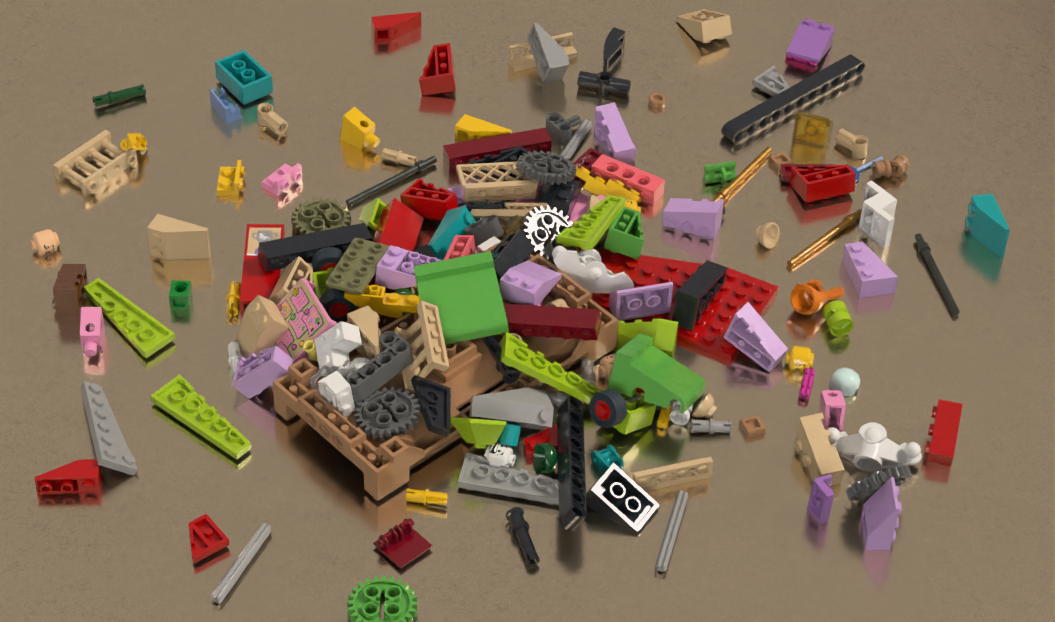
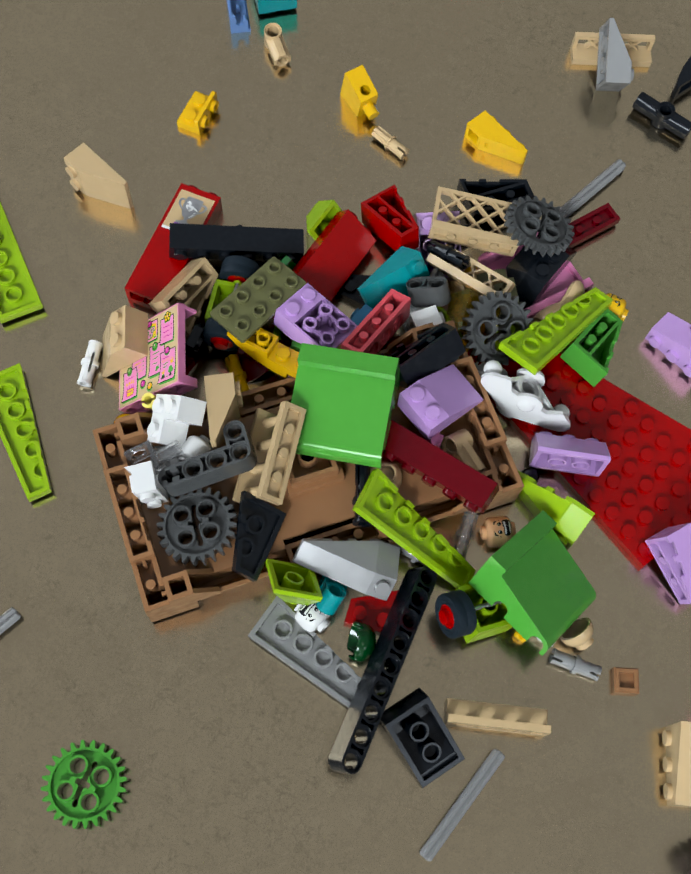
camera: 20 degrees right, 25 degrees up
(86, 153) = (64, 27): tan fence -> none
(134, 141) = (116, 31): yellow hinge -> none
(180, 295) = (75, 259): green brick -> none
(233, 298) = (124, 275): yellow pin -> none
(260, 370) = (97, 399): lavender wedge -> none
(282, 178) = (253, 129): bright pink bracket -> none
(319, 216) = (247, 203): olive gear -> none
(402, 543) = (150, 698): dark red hinge -> none
(418, 167) = (407, 162): pearl dark grey bar -> none
(426, 497) = (205, 641): yellow axle -> none
(439, 72) = (485, 40): red wedge -> none
(461, 152) = (472, 165): dark red brick -> none
(521, 529) = (289, 731): black pin -> none
(560, 128) = (586, 162): dark grey beam -> none
(596, 186) = (605, 276): yellow slope -> none
(605, 458) = (432, 669): teal piece -> none
(612, 133) = (641, 195): lavender wedge -> none
(646, 184) = (642, 264): coral brick -> none
(698, 293) = (640, 468): black wedge -> none
(821, 498) = (657, 844): medium lavender bracket -> none

